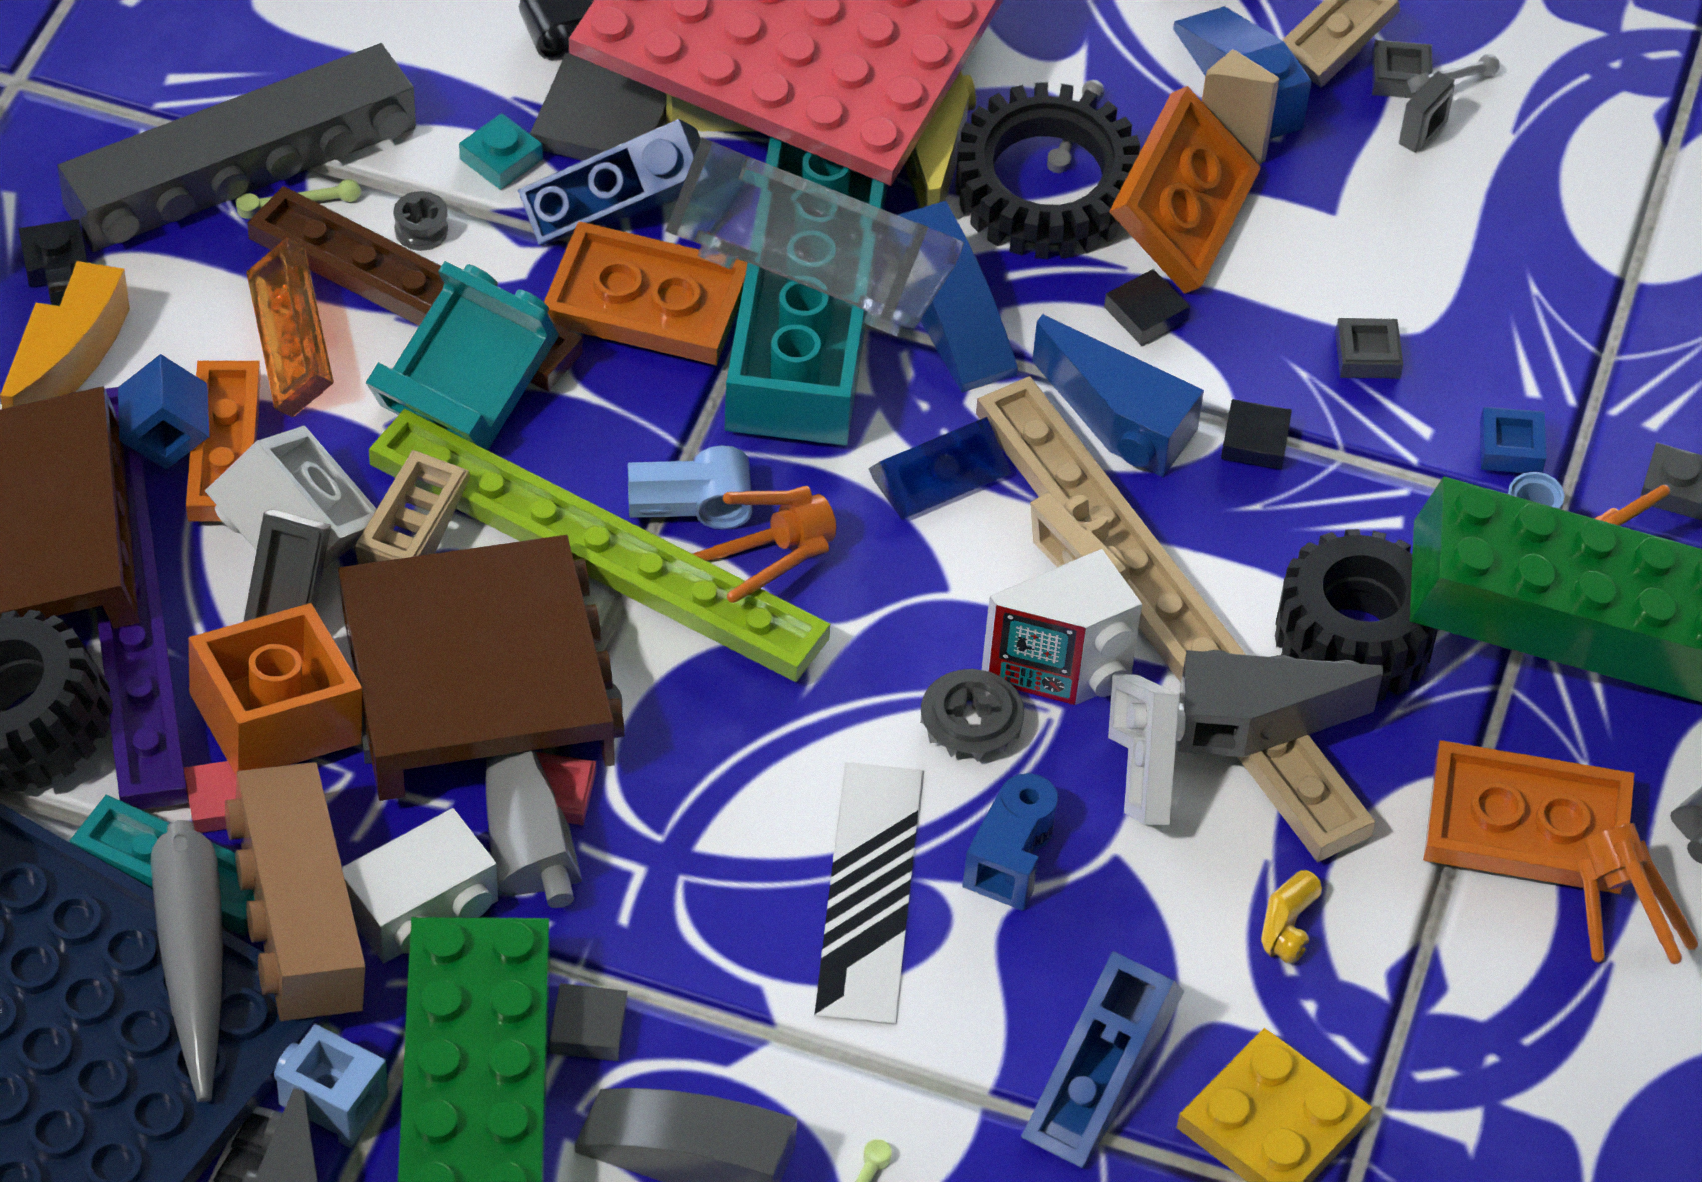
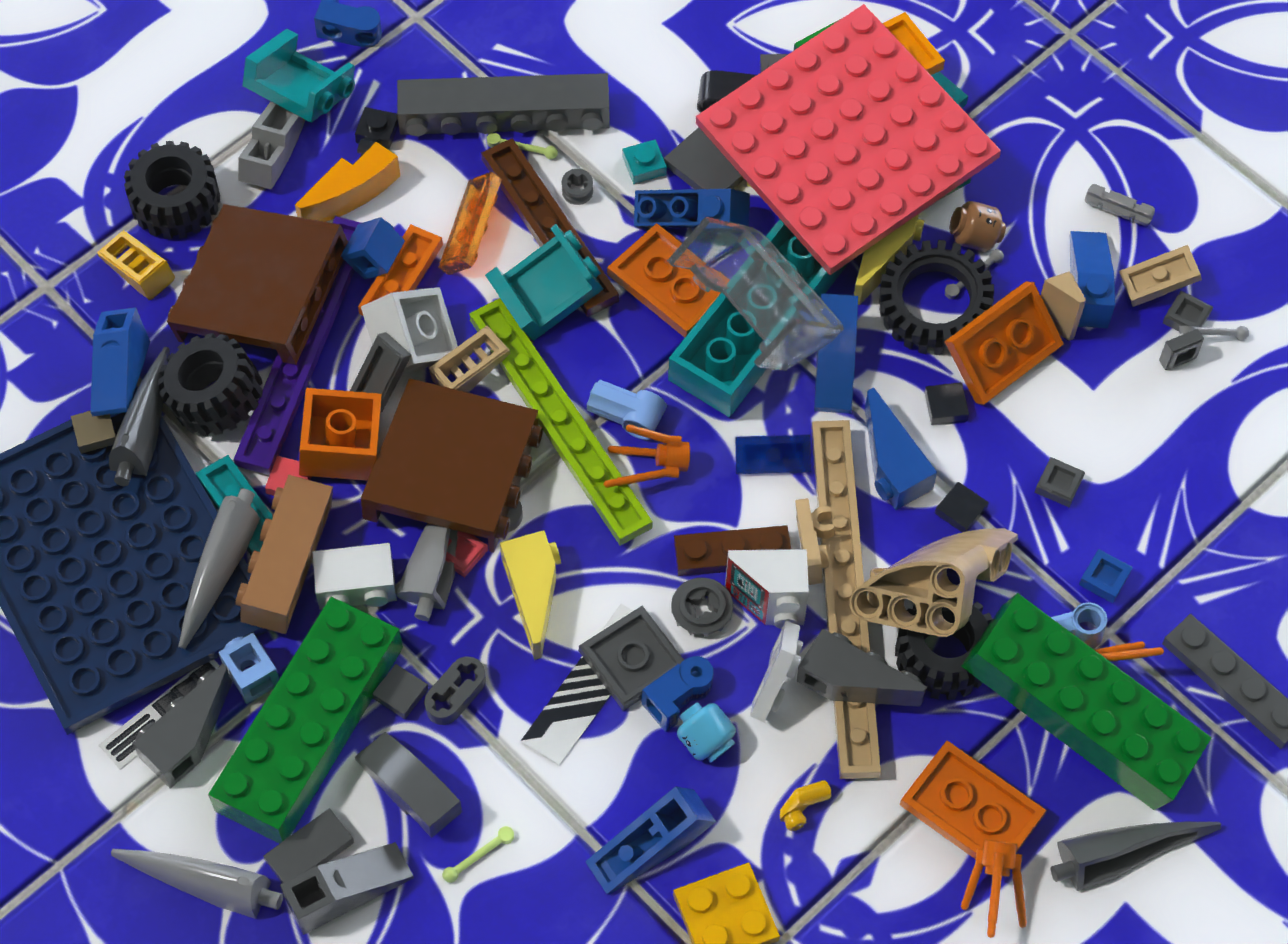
camera: 30 degrees right, 10 degrees up
(686, 986) = (449, 684): none -> dark grey beam
(694, 775) = (532, 577): none -> light yellow slope
(910, 826) = (630, 656): none -> dark grey tile
(946, 628) = (709, 551): none -> reddish brown plate
(1045, 53) = (977, 226): none -> medium nougat head
(1091, 875) = (706, 731): none -> medium azure head
(1301, 504) = (924, 581): none -> tan panel

